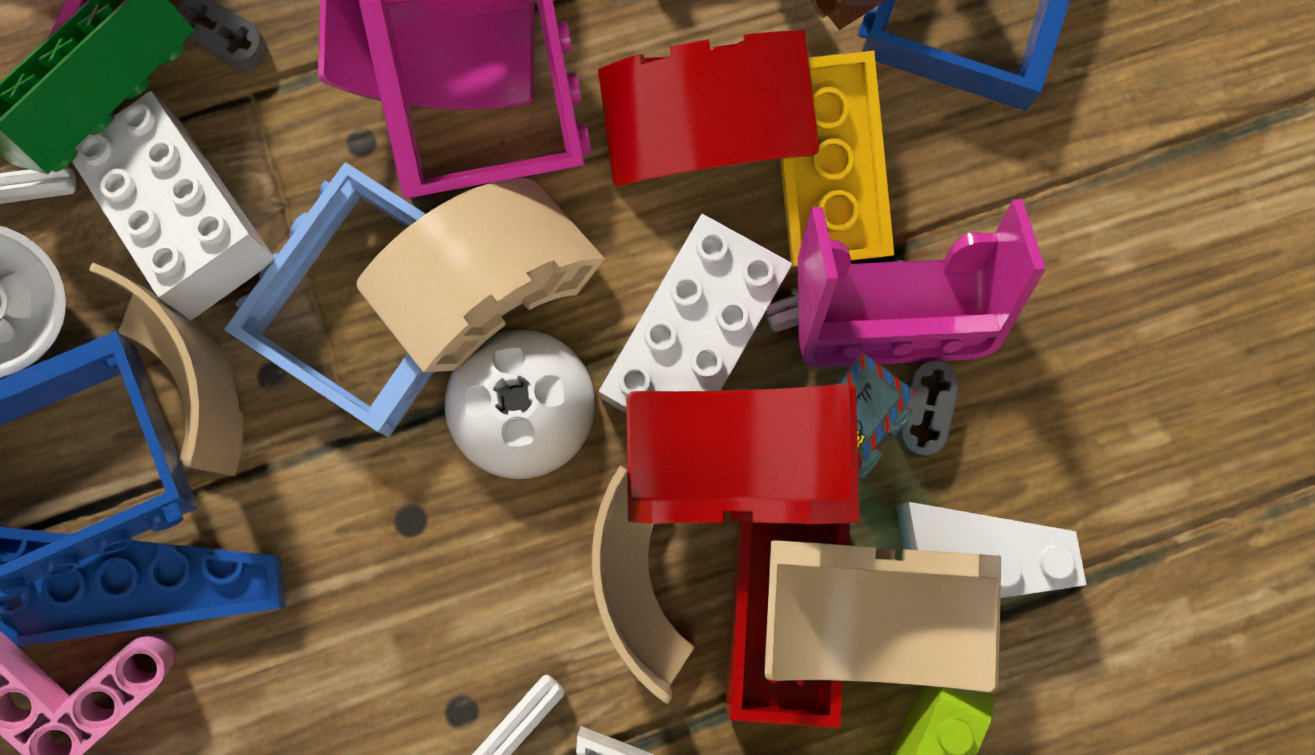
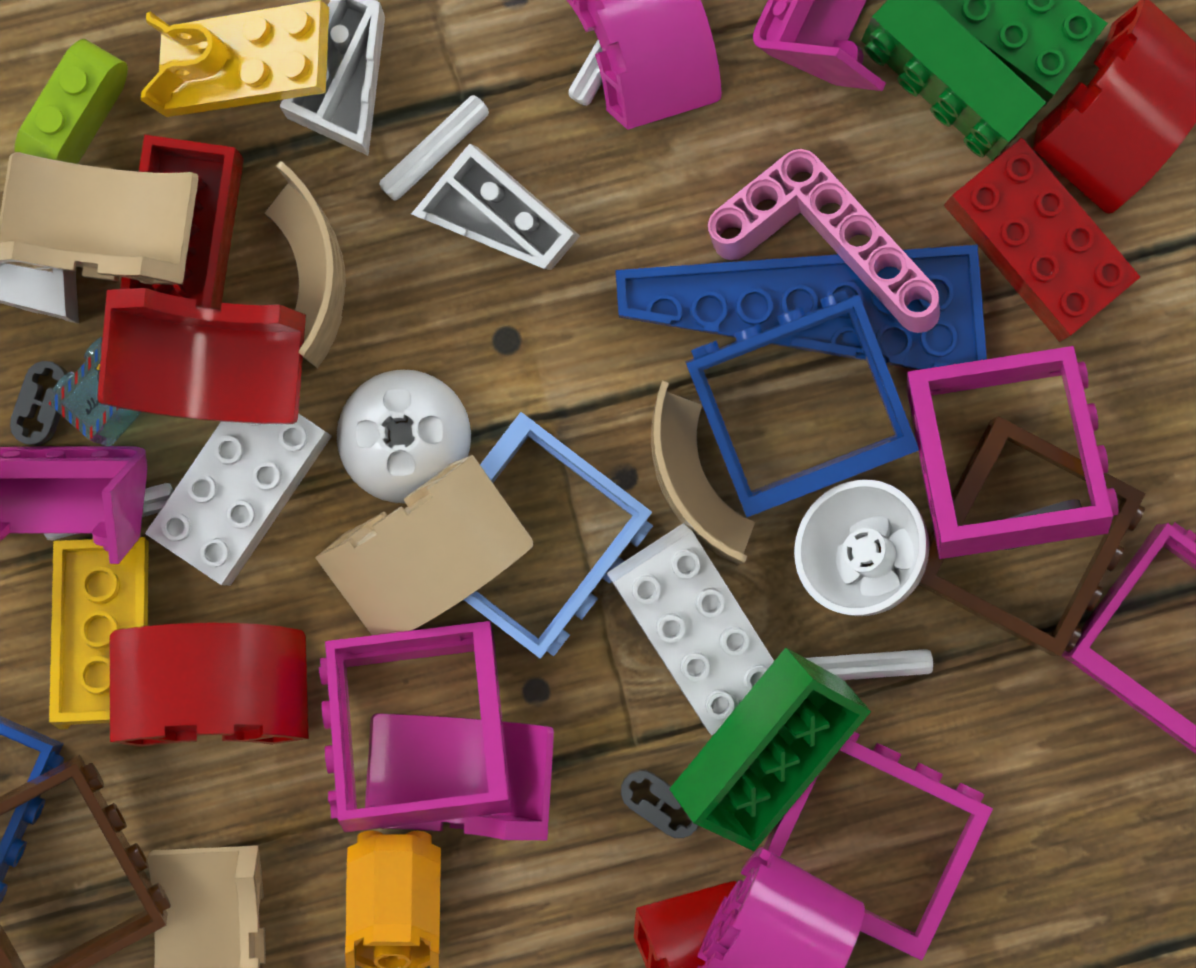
camera: 170 degrees left, 5 degrees up
(416, 667) = (495, 209): none -> white wedge

